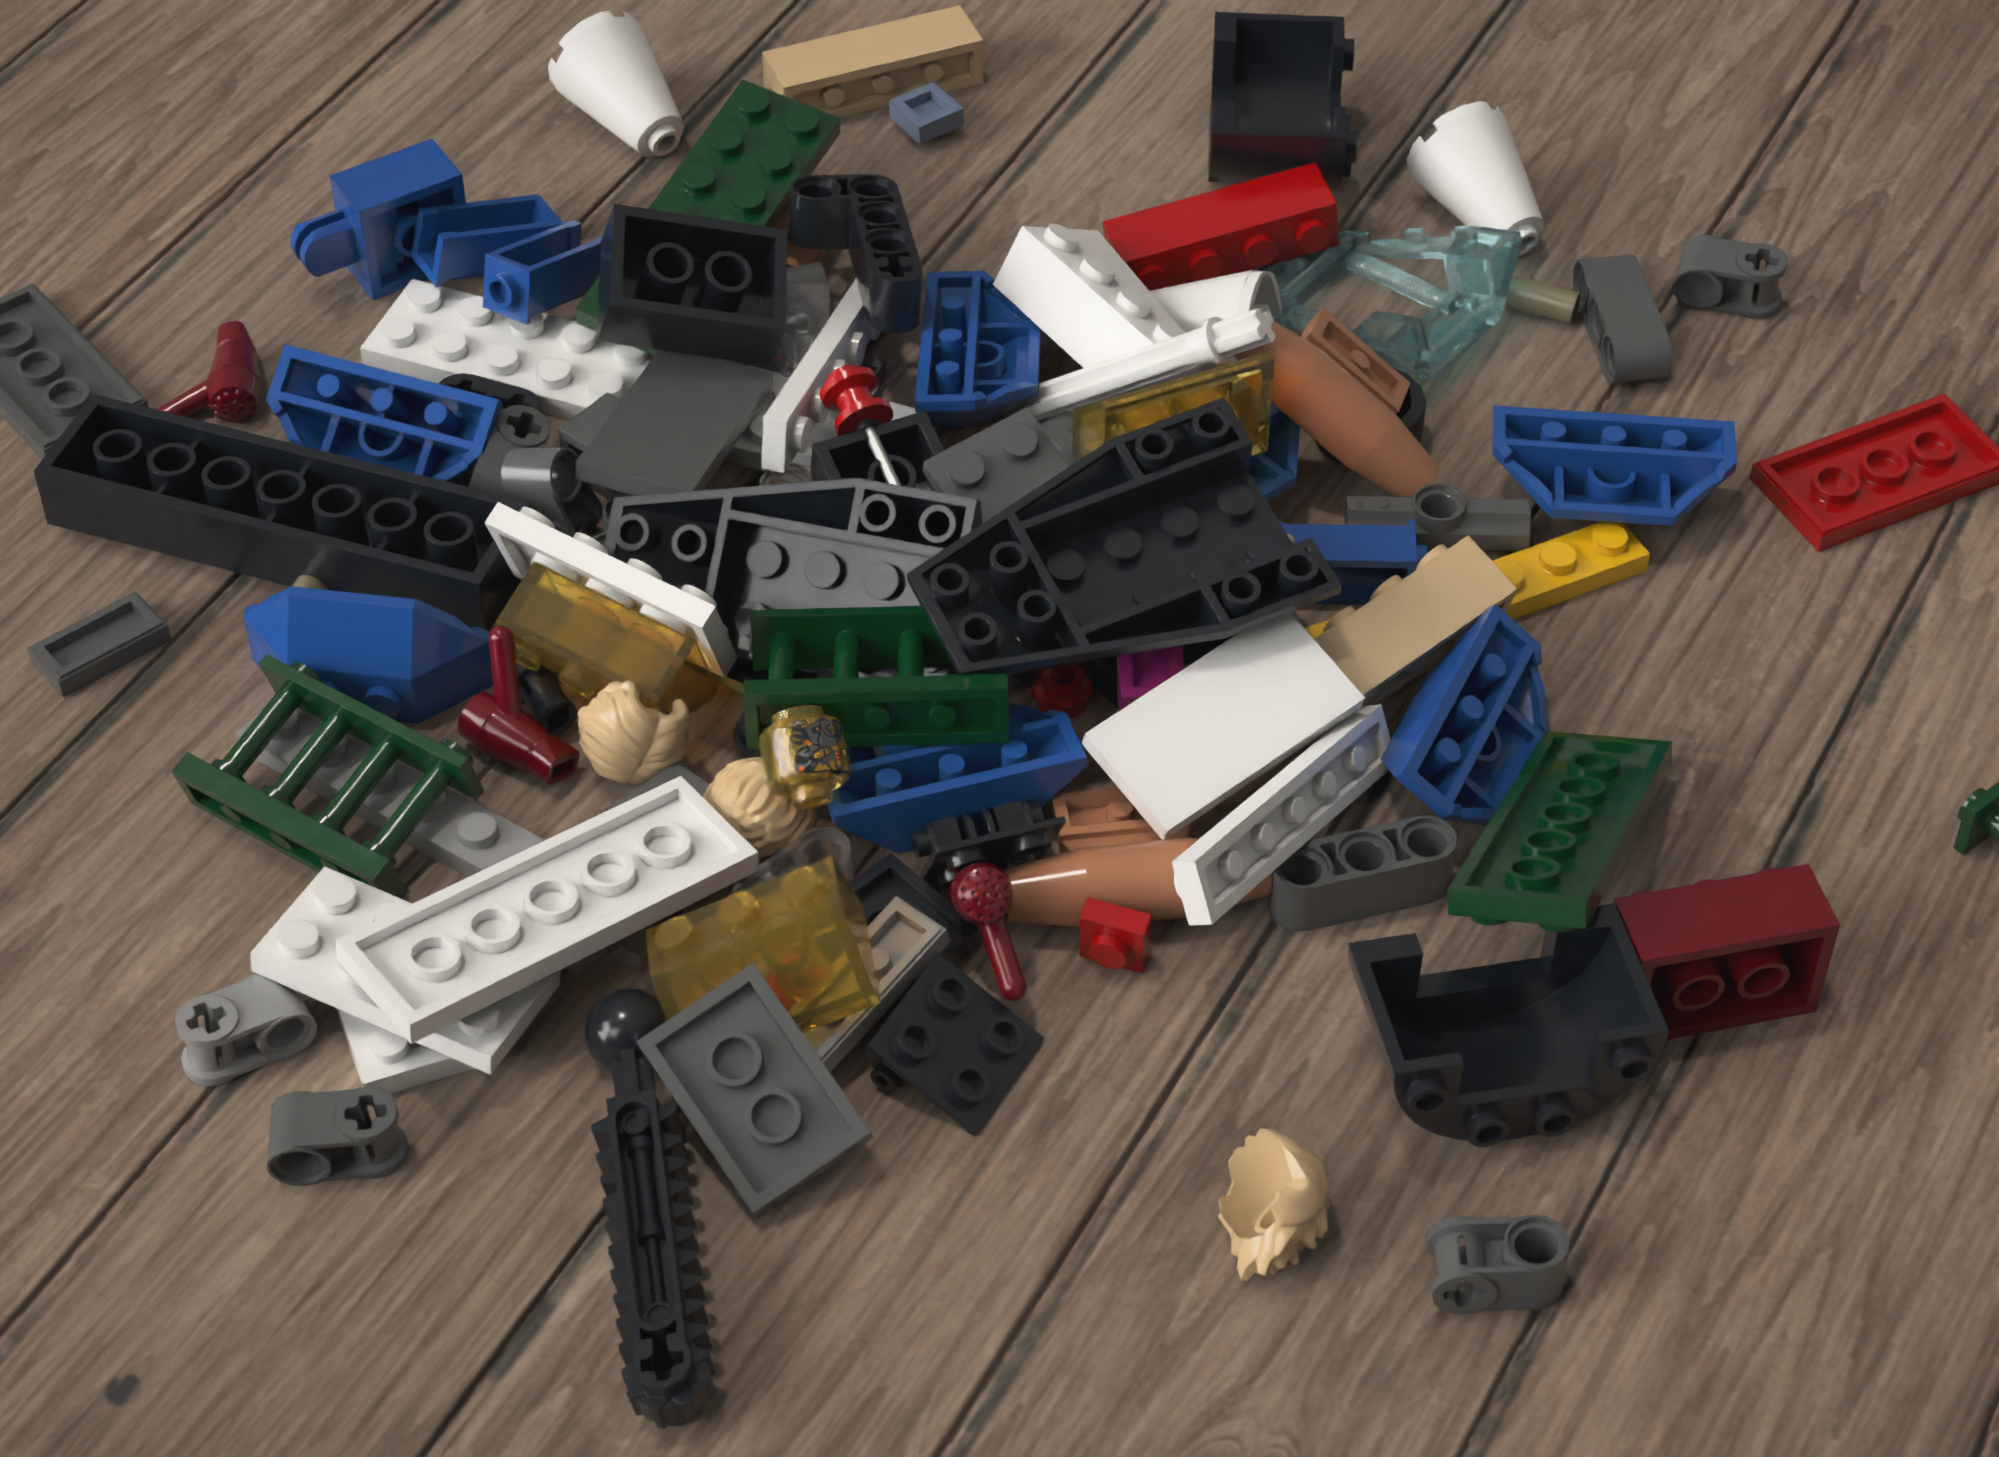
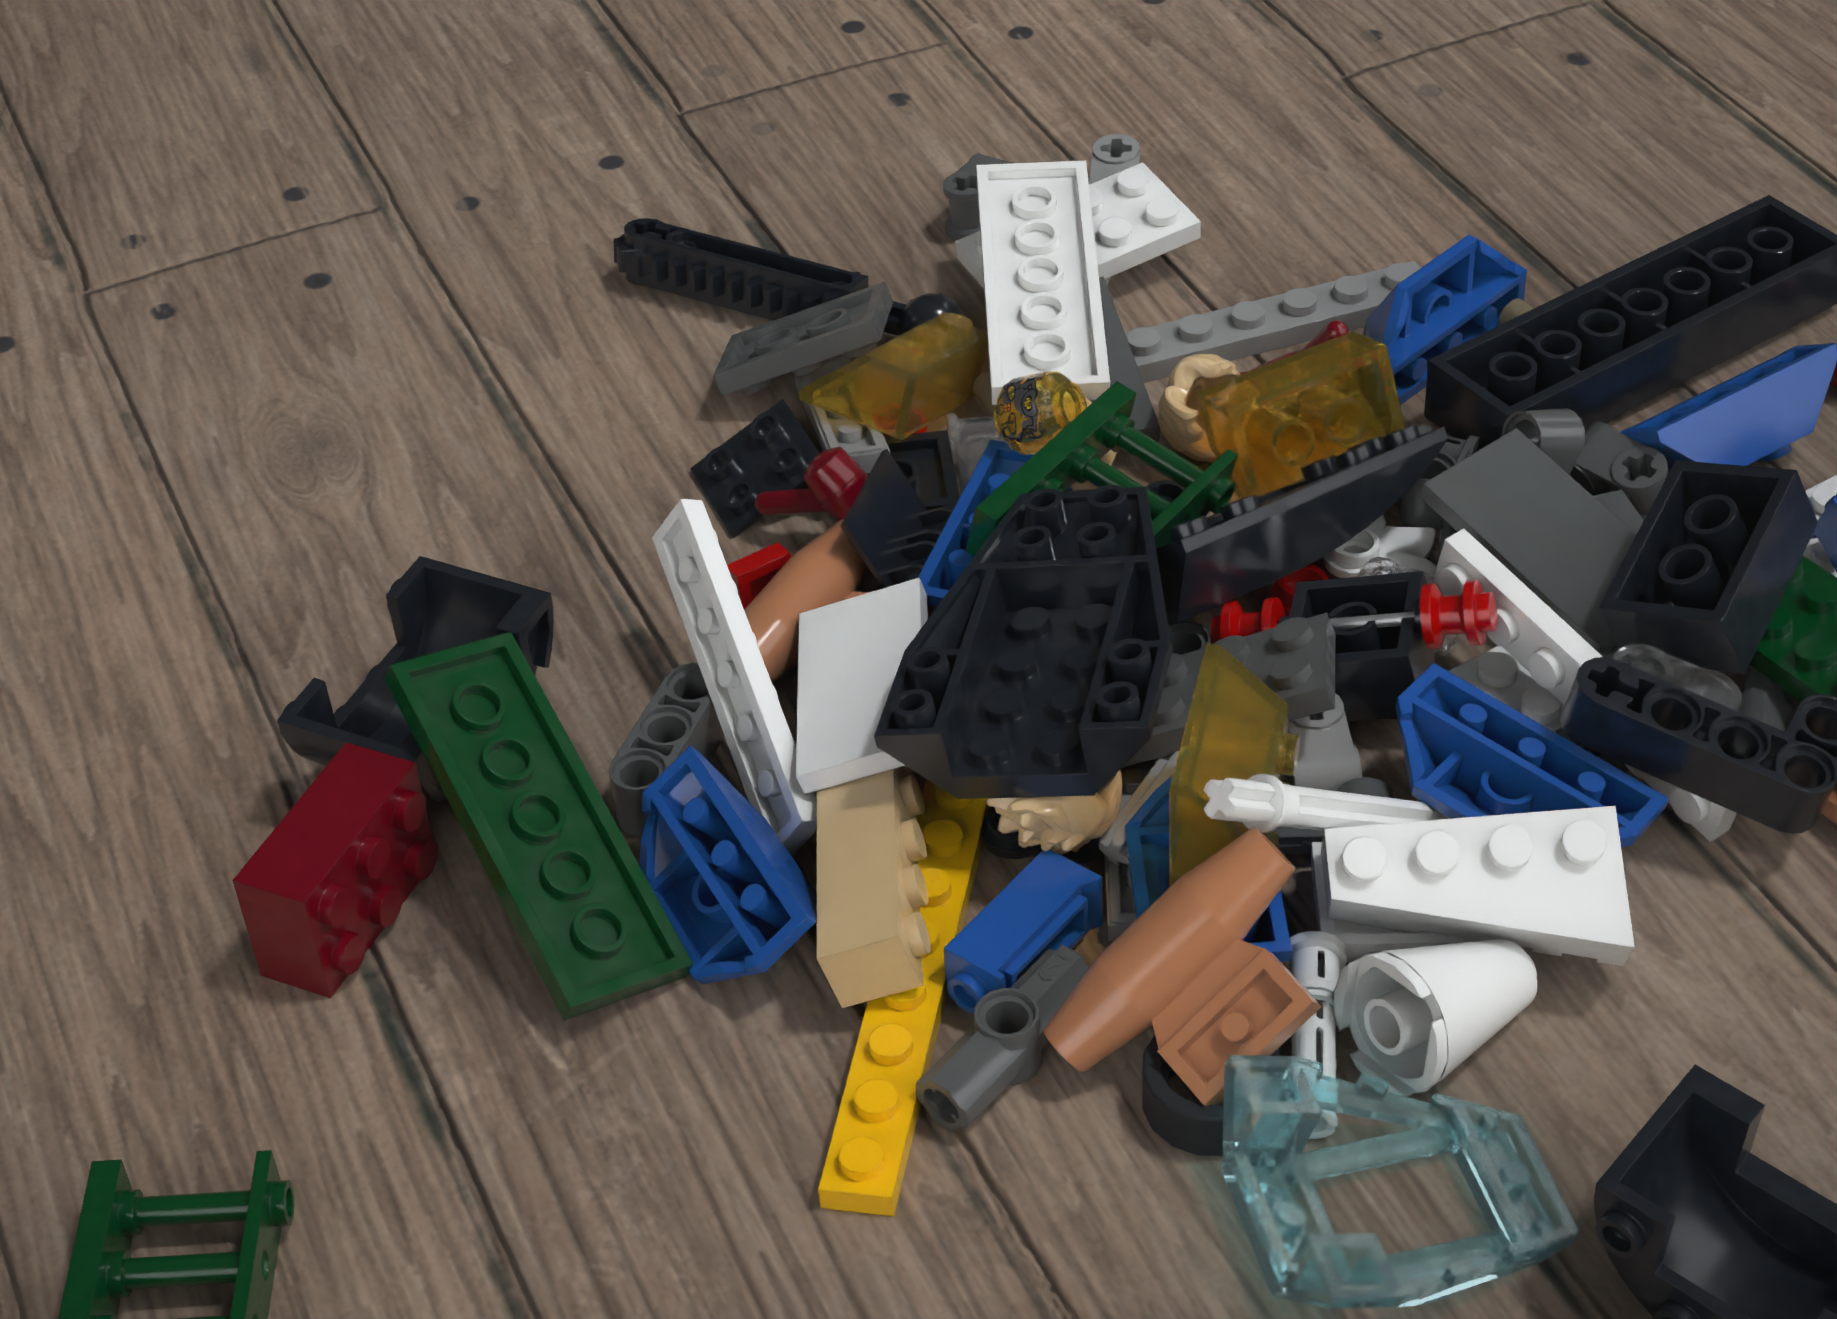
camera: 130 degrees right, 5 degrees down
(99, 644) = (1586, 239): dark grey tile -> none
(320, 838) = (1299, 265): dark green fence -> none
(532, 538) = (1328, 389): white plate -> none
(1228, 229) = (1591, 1101): red brick -> none
(1274, 1202) = (448, 533): tan hair -> none
(1496, 1263) = (279, 632): dark grey piece -> none
(1612, 462) = (937, 1187): blue wedge -> none

